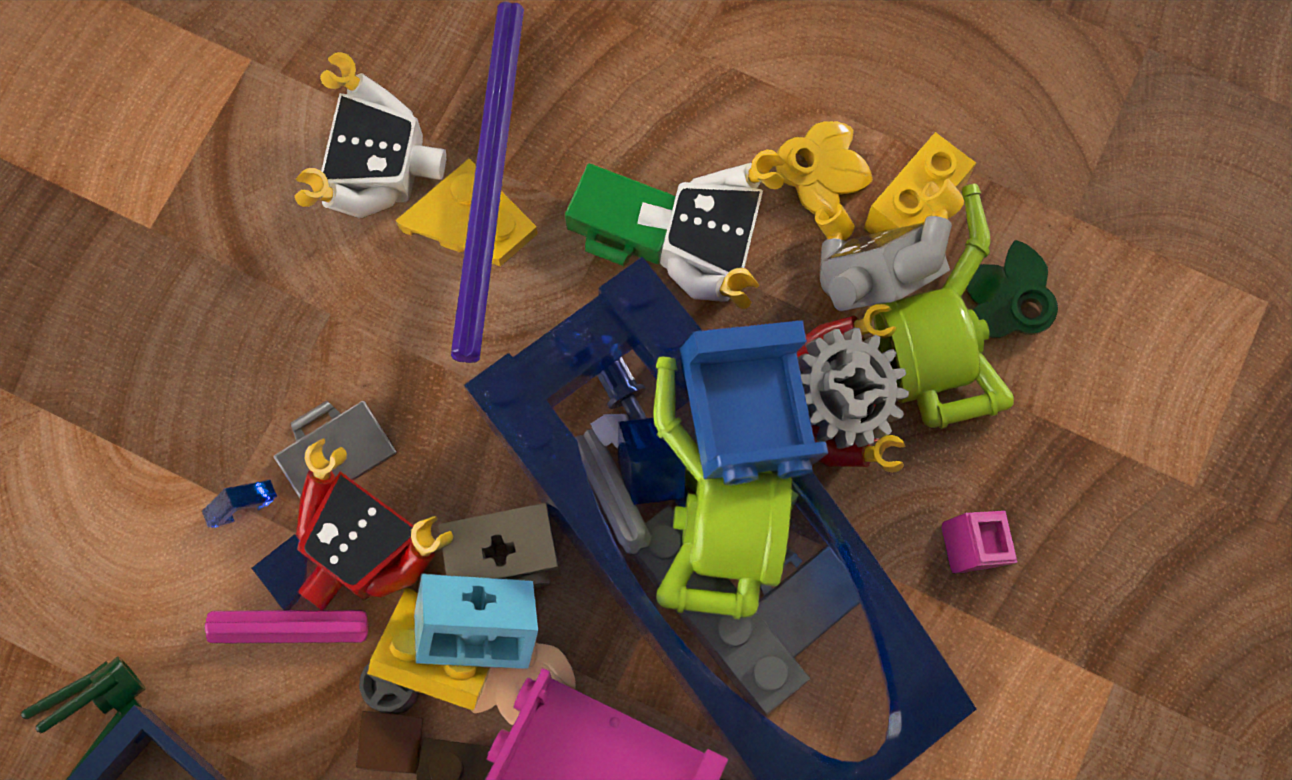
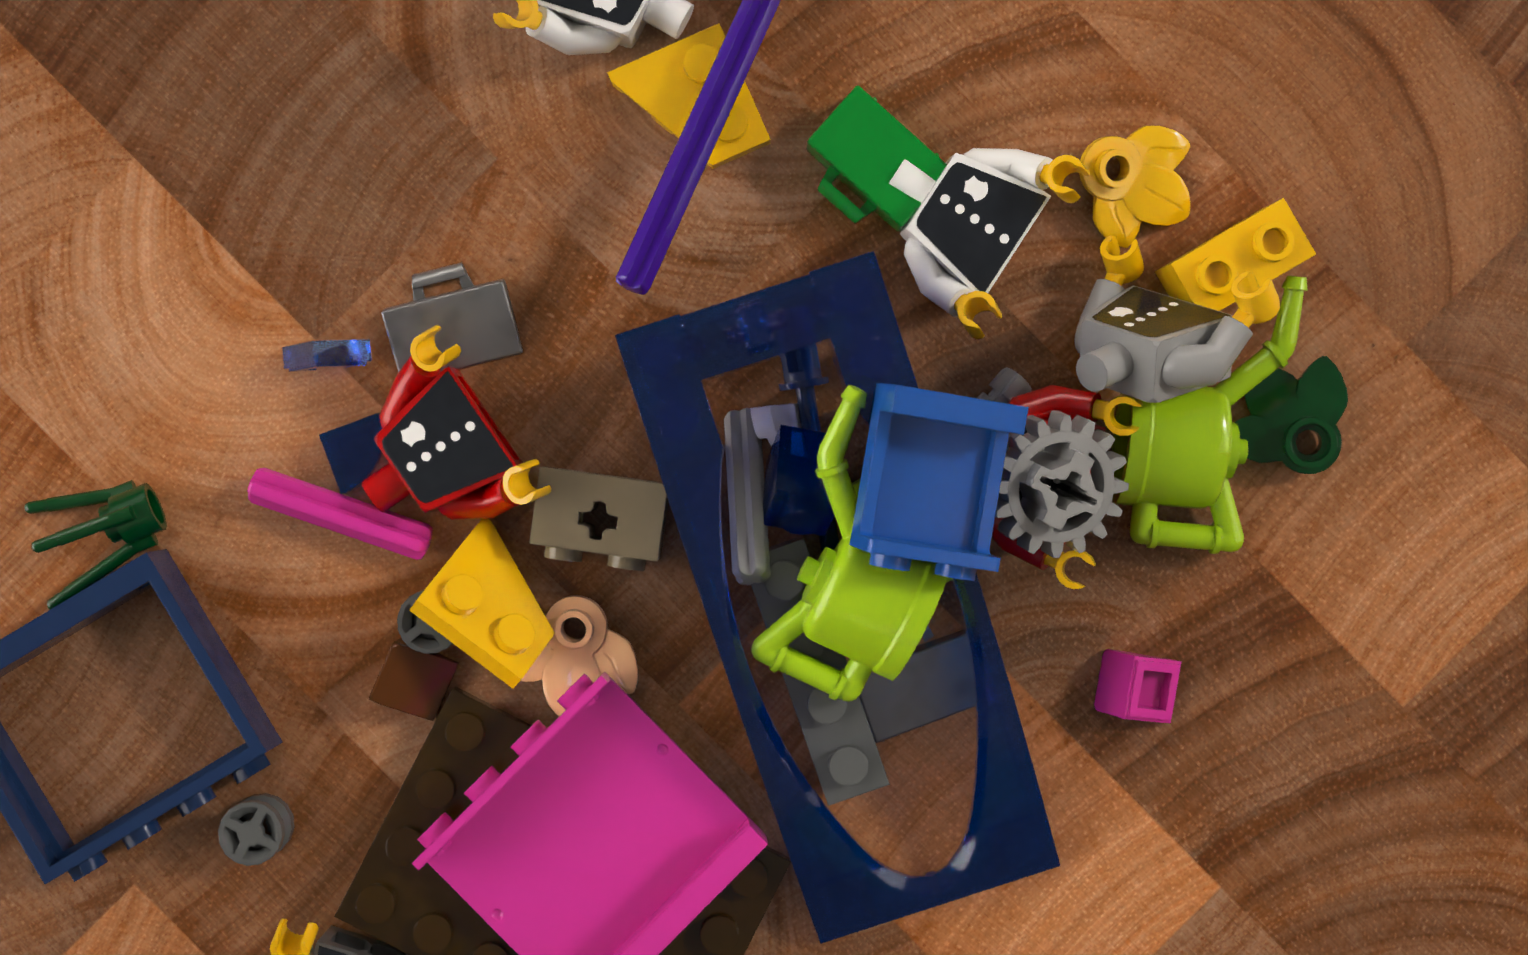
camera: 20 degrees right, 15 degrees up
(475, 621) = (544, 595): medium azure brick -> none

